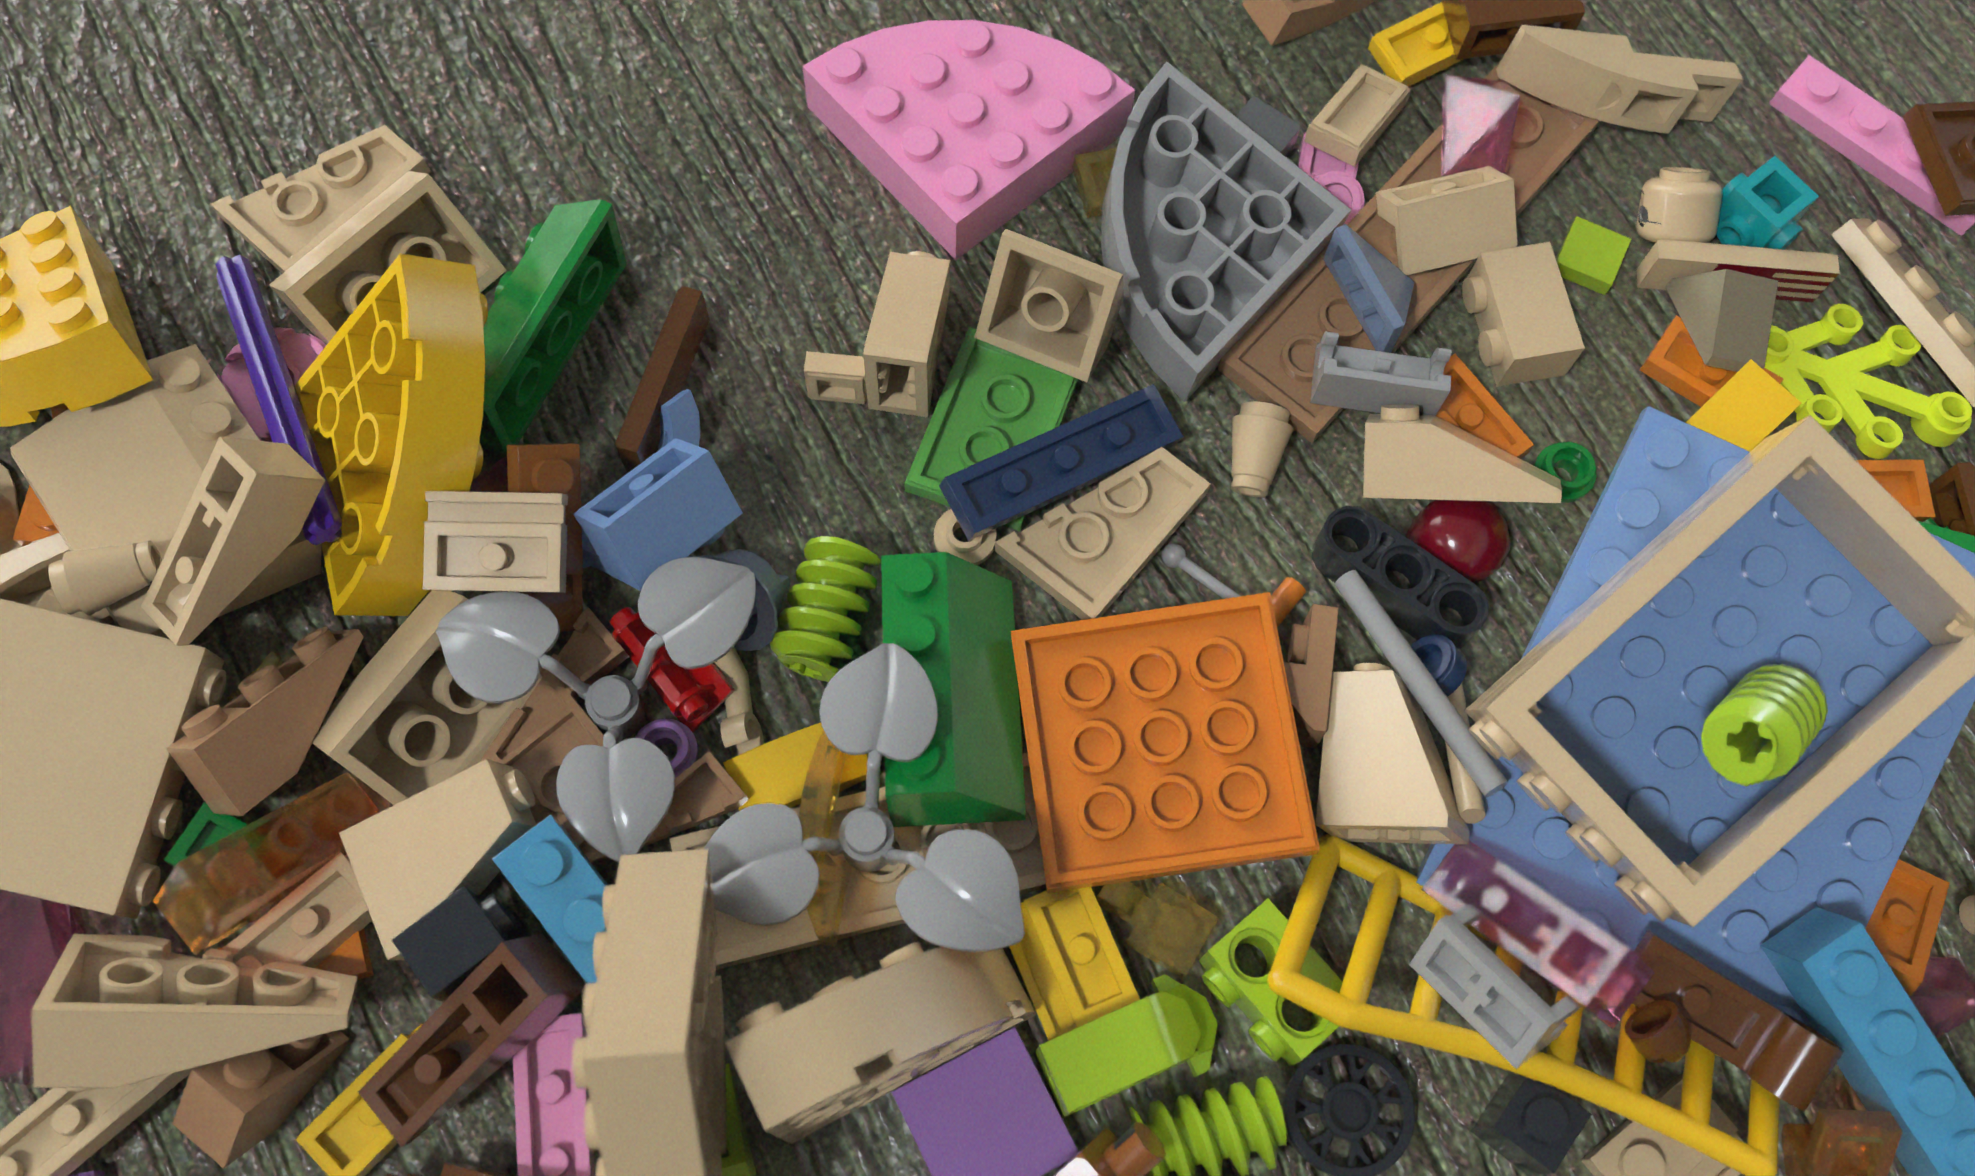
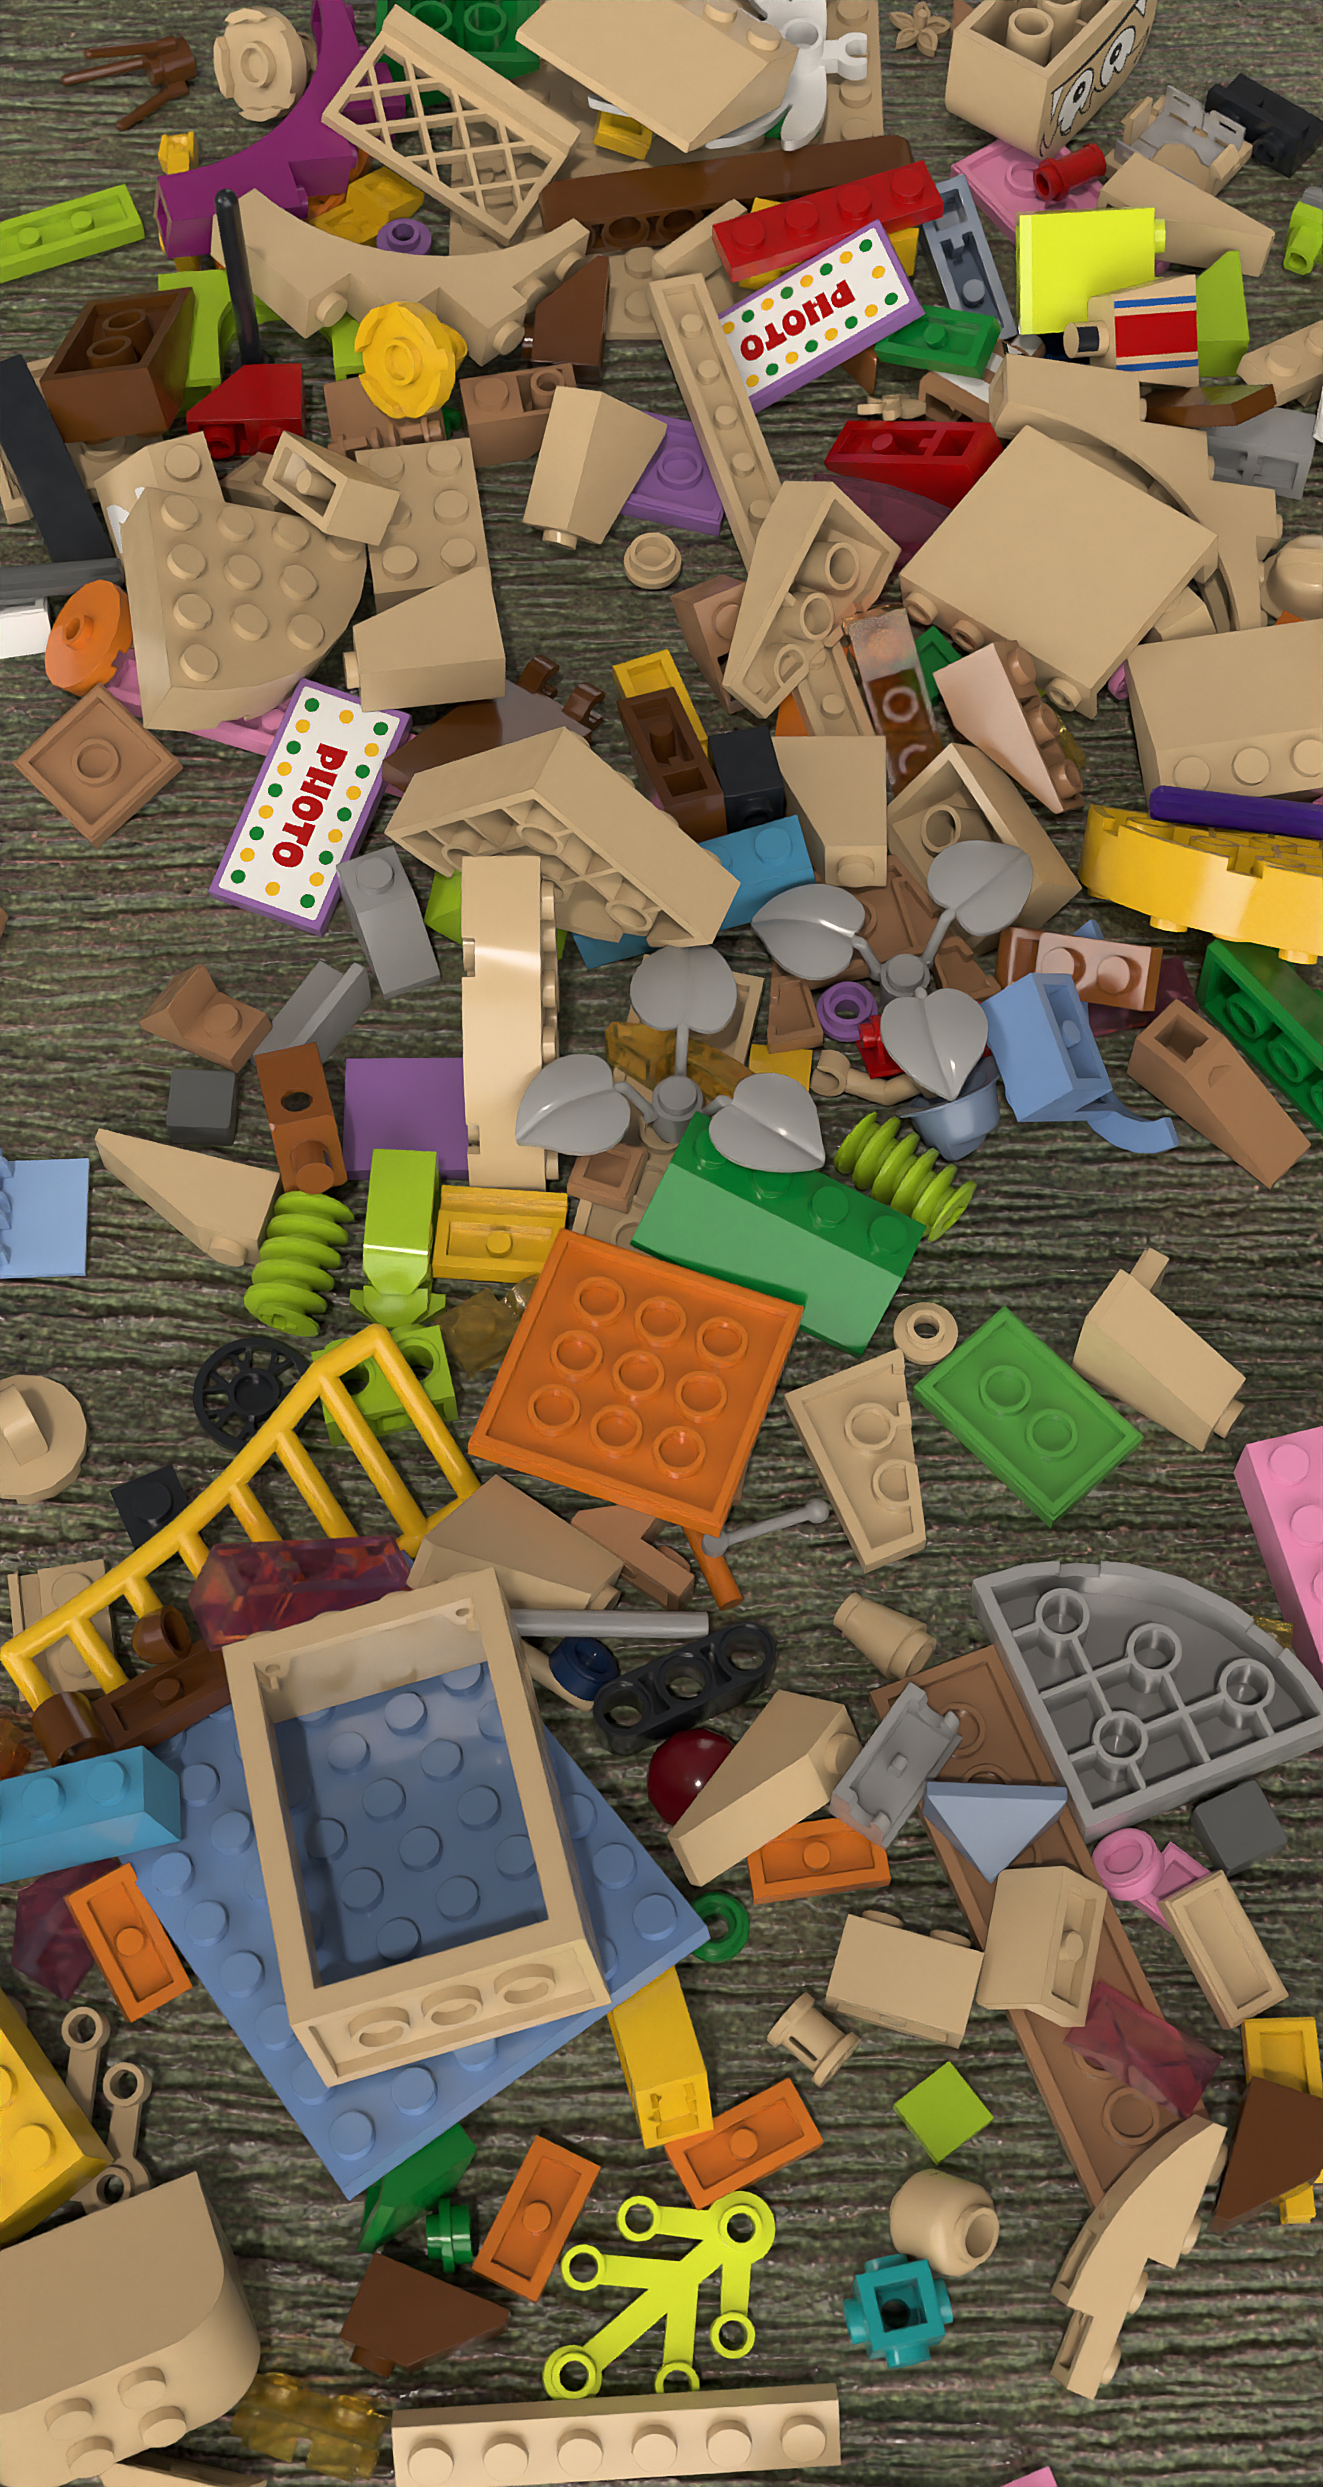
camera: 120 degrees right, 5 degrees down
(103, 575) = (1188, 635): tan cone -> none
(232, 529) = (1179, 727): tan slope -> none
(495, 542) = (1070, 906): tan plate -> none
(602, 389) = (1216, 1092): none -> medium nougat slope
(663, 376) = (1209, 1143): reddish brown tile -> none
(1050, 306) = (1118, 1495): tan slope -> none
(1059, 462) = (952, 1439): dark blue plate -> none
(1488, 991) = (278, 1506): light grey hinge -> none
(1605, 358) = (813, 2039): none -> tan bush
(1726, 315) = (790, 2175): dark tan slope -> none
(1764, 724) = (351, 1816): lime piece -> none
(1799, 273) = (845, 2250): tan tile -> none

